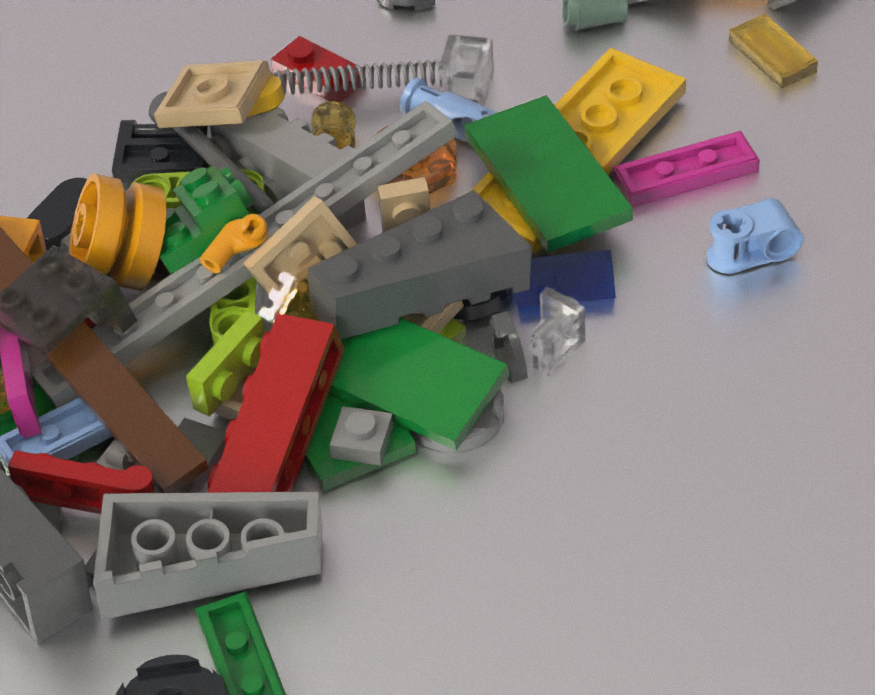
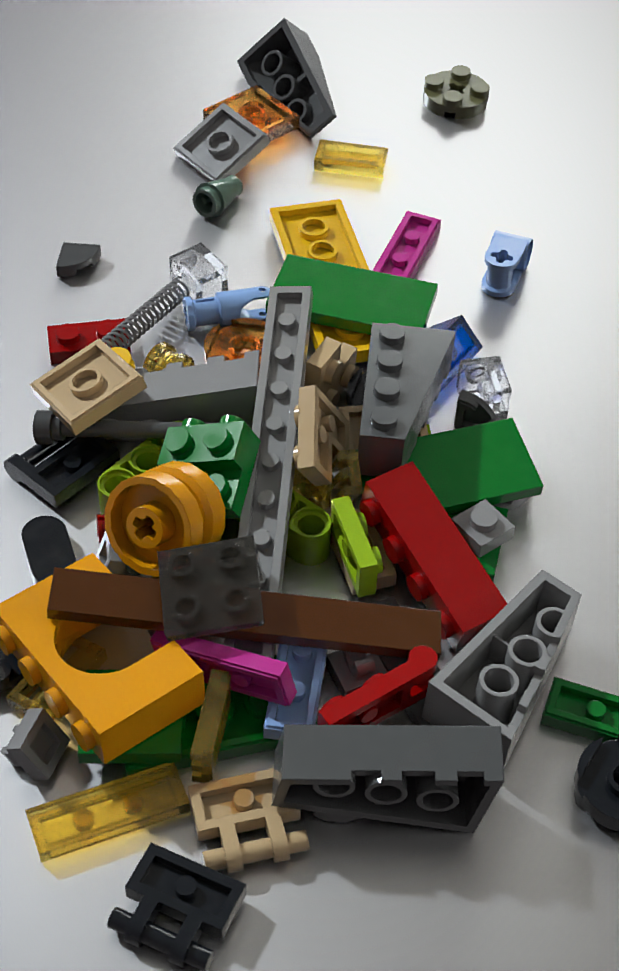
camera: 55 degrees left, 0 degrees up
(233, 239) = (269, 456): light orange arm -> none

